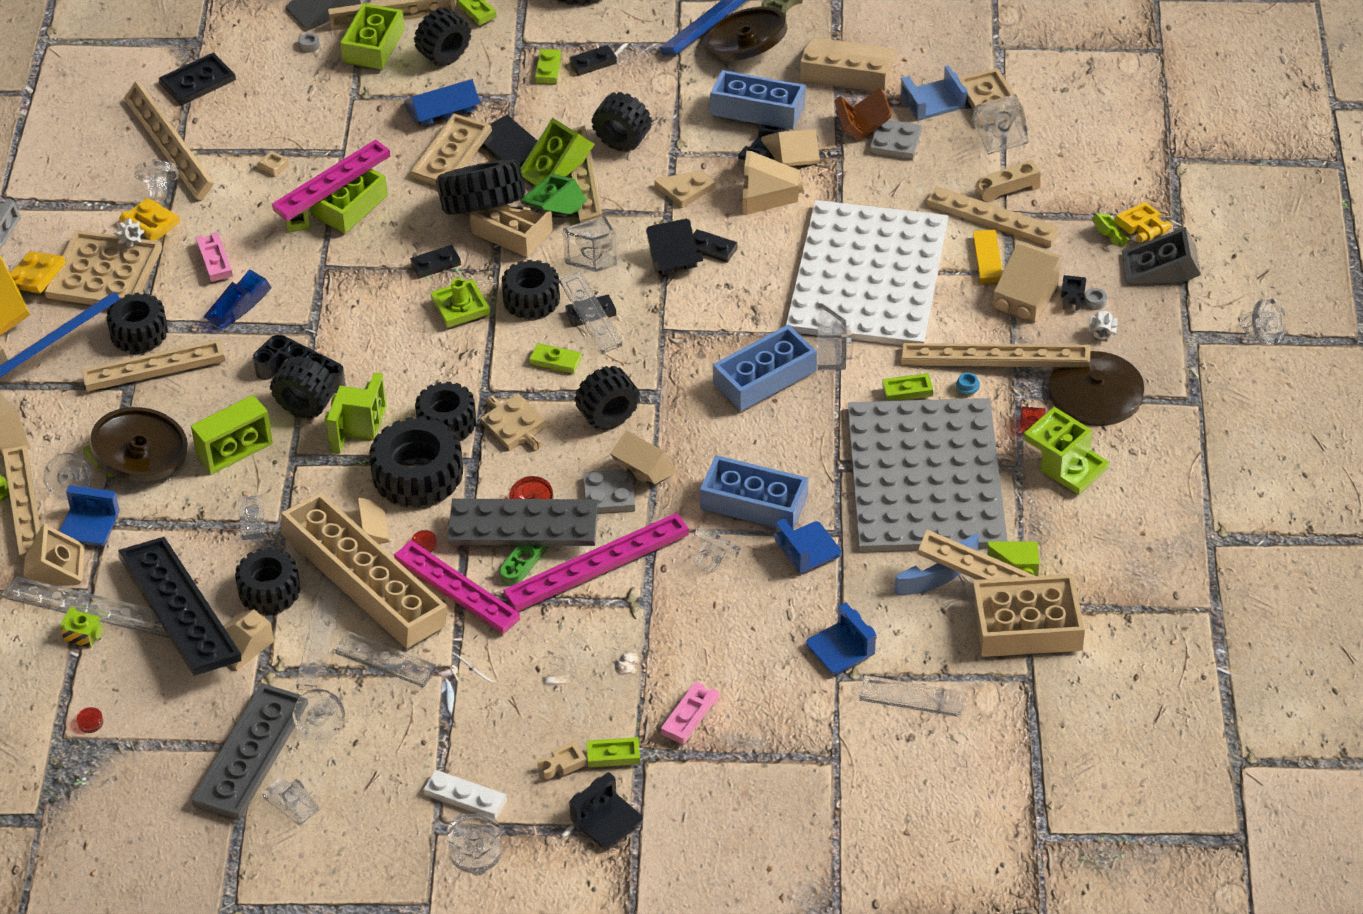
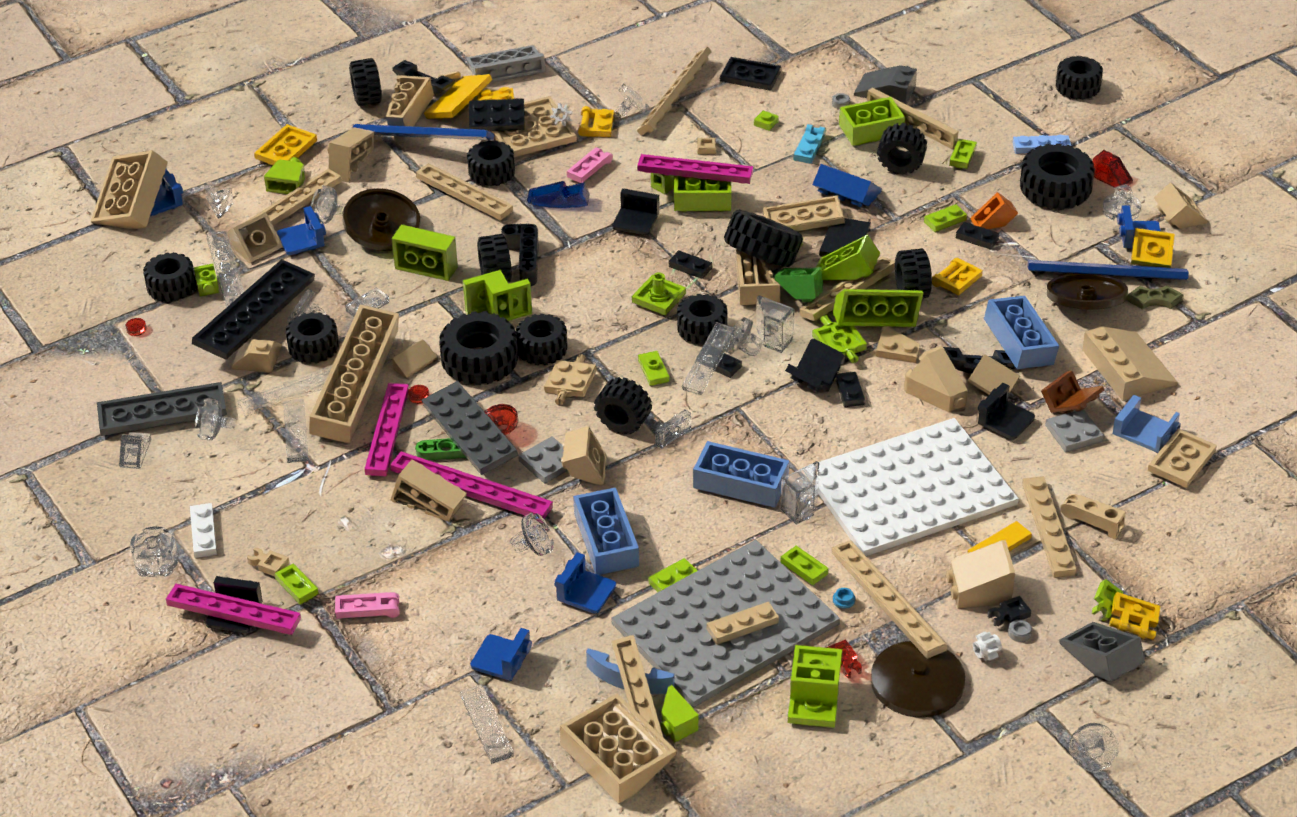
camera: 55 degrees right, 5 degrees down
(50, 668) = (169, 277): none -> black tyre
(69, 280) = (497, 114): none -> black plate
(216, 566) = (305, 306): none -> clear tile
(281, 105) = (766, 120): none -> lime plate
(326, 258) = (637, 212): none -> black bracket
(349, 95) = (809, 144): none -> medium azure plate
(581, 32) = (995, 213): none -> orange slope
(582, 593) = (427, 491): none -> tan wedge
(590, 269) = (743, 337): none -> clear tile
(613, 813) = (233, 609): none -> dark pink plate
(641, 168) = (877, 307): none -> lime slope
(641, 213) = (842, 338): none -> lime plate
(643, 92) = (960, 280): none -> yellow plate
(657, 390) = (673, 428): none -> clear plate
(841, 481) = (671, 575): none -> lime plate
(842, 169) = (1003, 416): none -> black bracket
(949, 460) = (742, 623): none -> tan plate
(1001, 124) = (1149, 476): clear slope -> none

